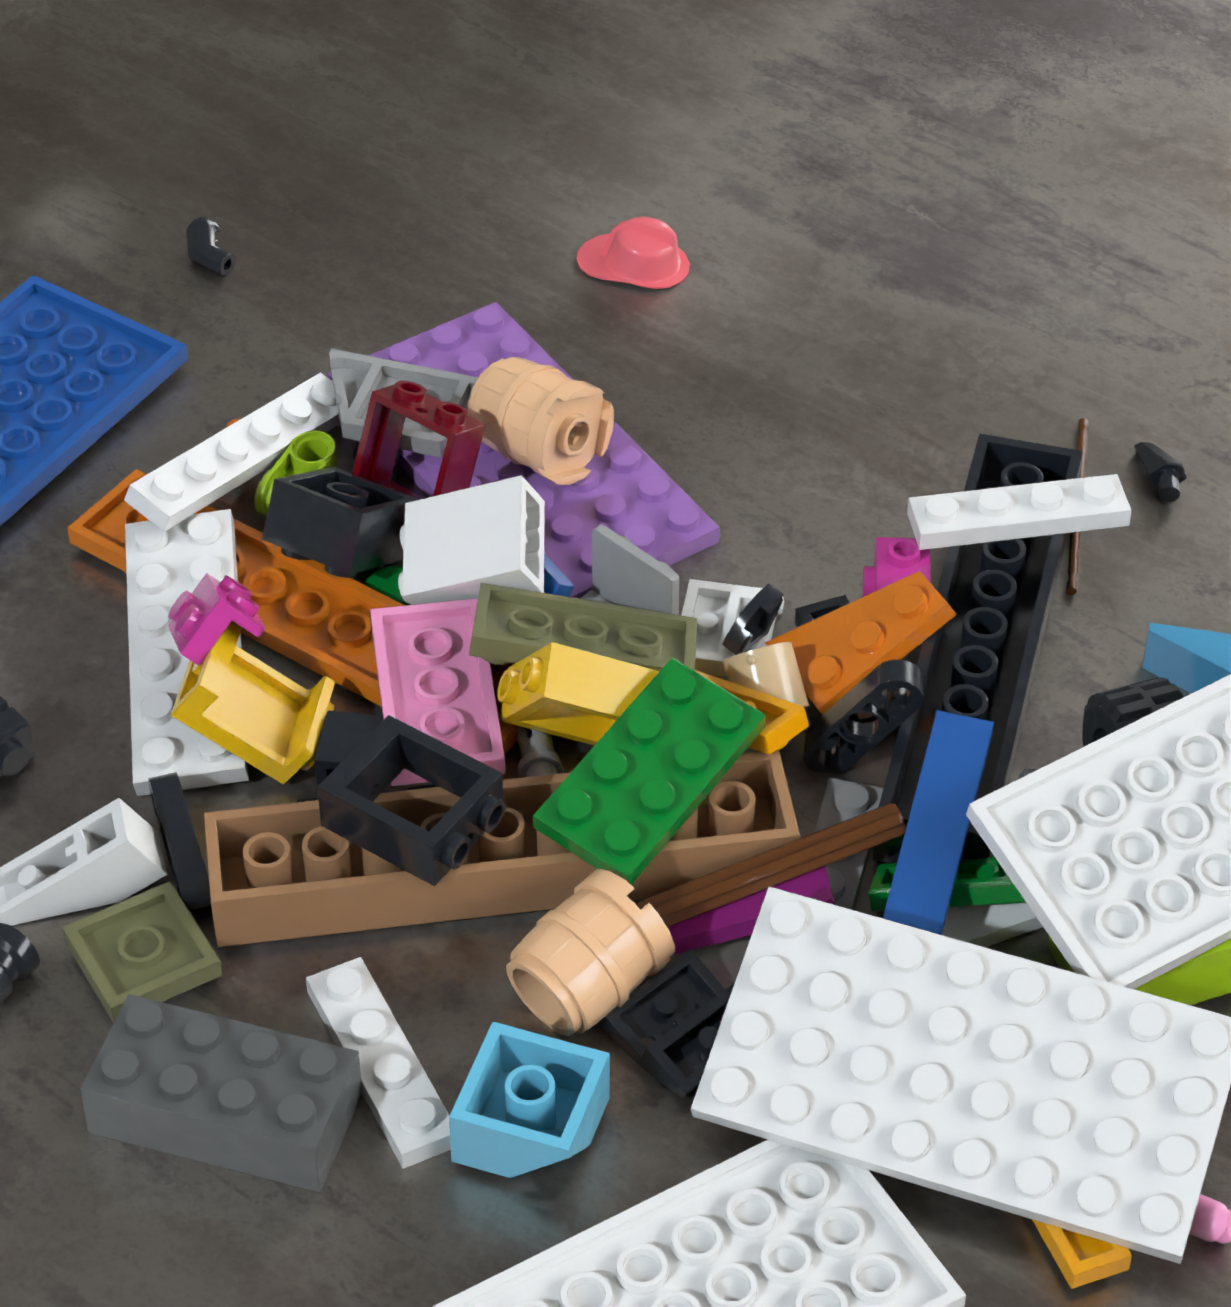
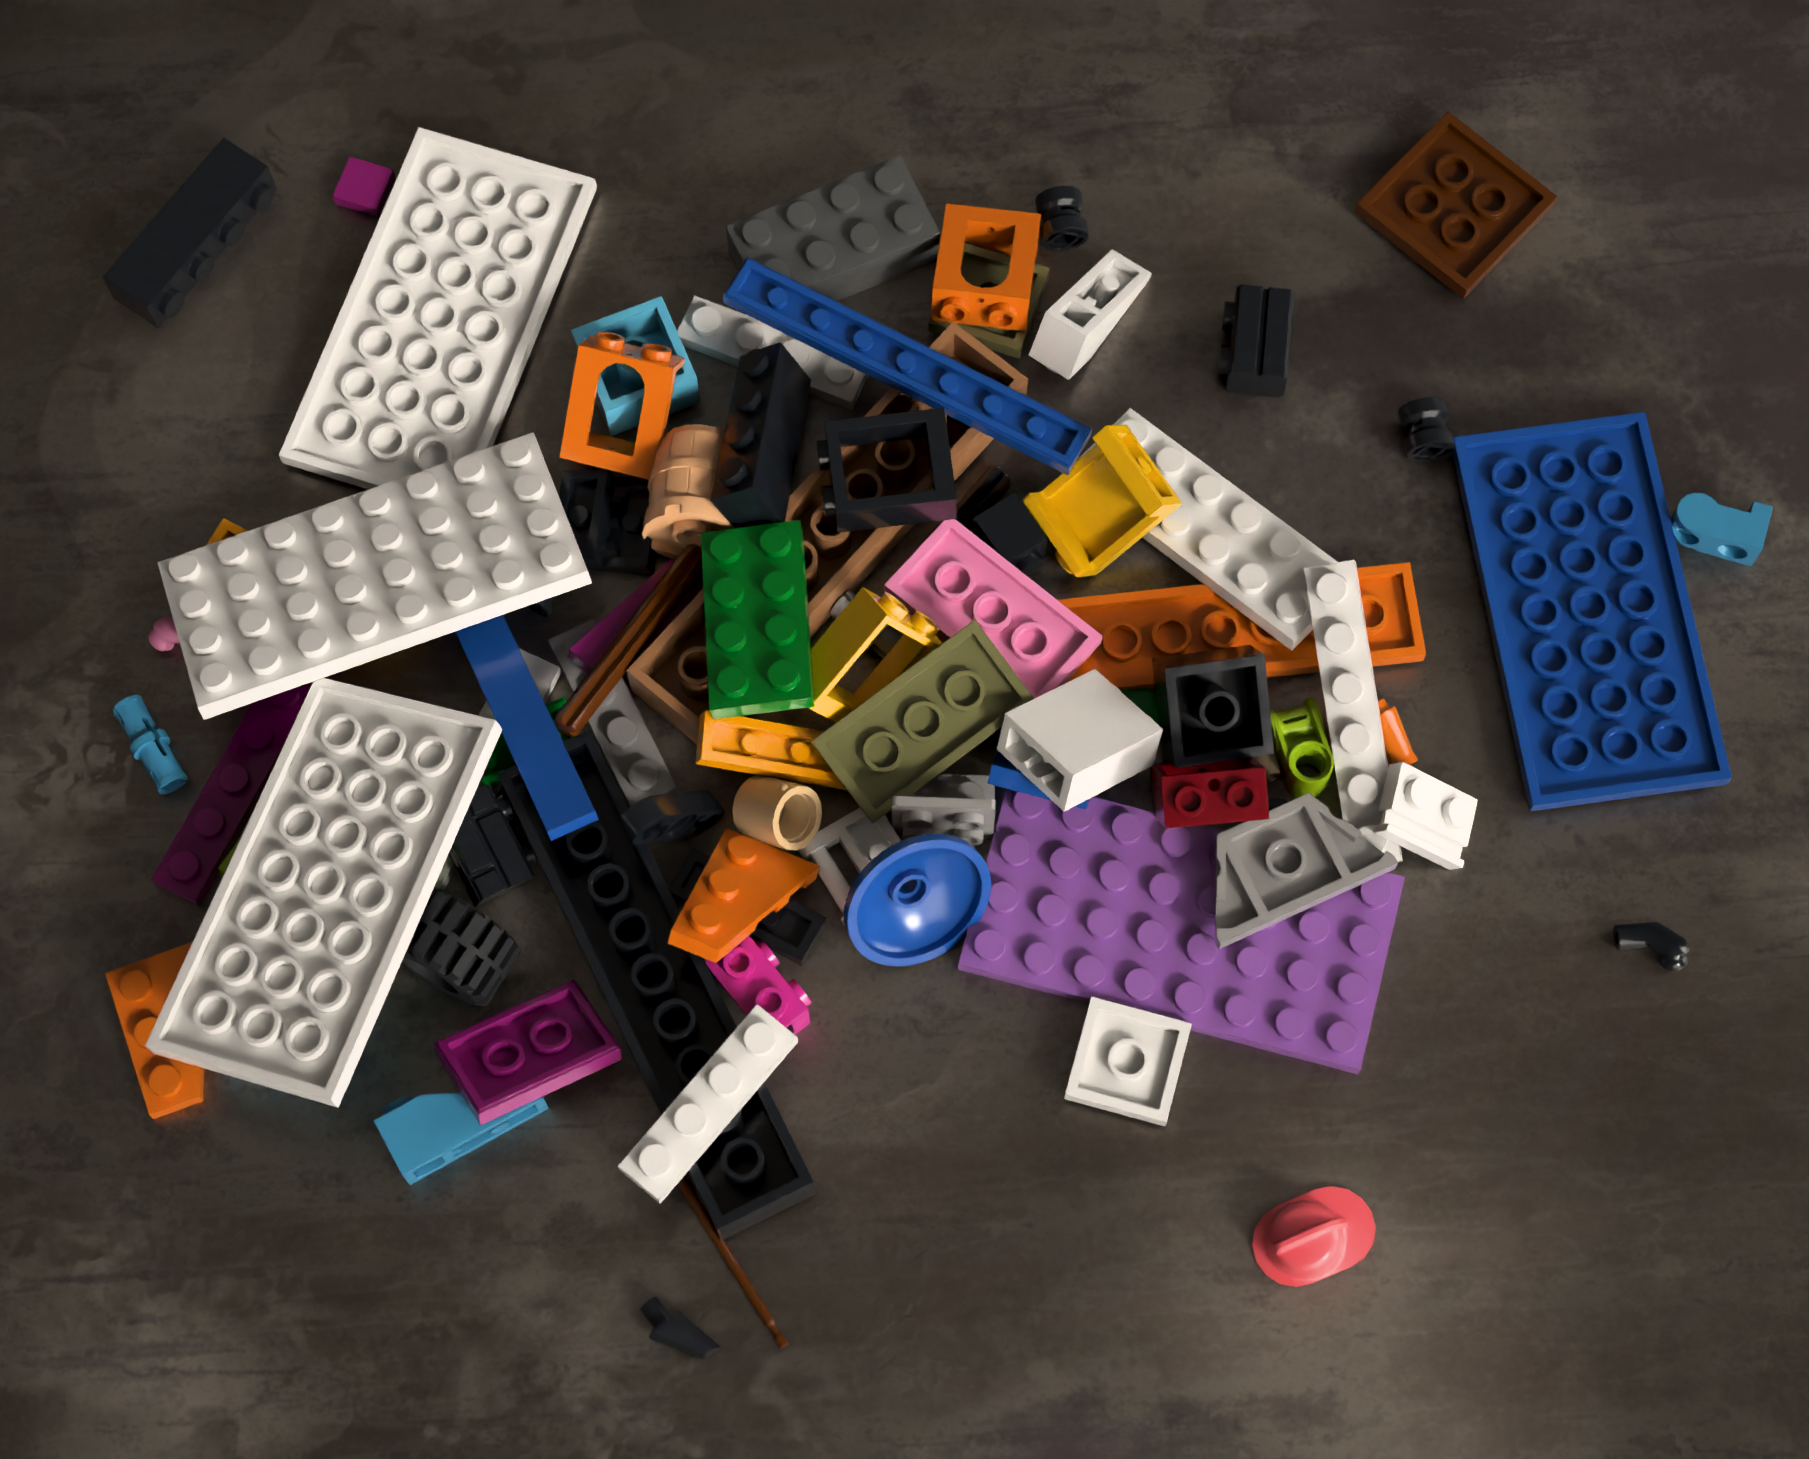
camera: 140 degrees right, 25 degrees up
(174, 941) = (996, 230): none -> orange panel
(180, 841) = (1060, 390): black beam -> none
(207, 611) = (1169, 504): dark pink bracket -> none
(263, 383) = (1425, 815): none -> white plate
(301, 897) = (907, 366): none -> blue tile
(488, 931) = (761, 438): none -> black brick
(542, 418) = (1160, 906): light nougat piece -> none
(559, 1074) = (658, 375): none -> orange panel
(660, 400) = (1128, 1061): none -> white plate
(716, 546) = (917, 899): none -> blue dish
(754, 620) = (832, 863): black tile -> none
(1120, 648) = (527, 1051): none -> magenta tile

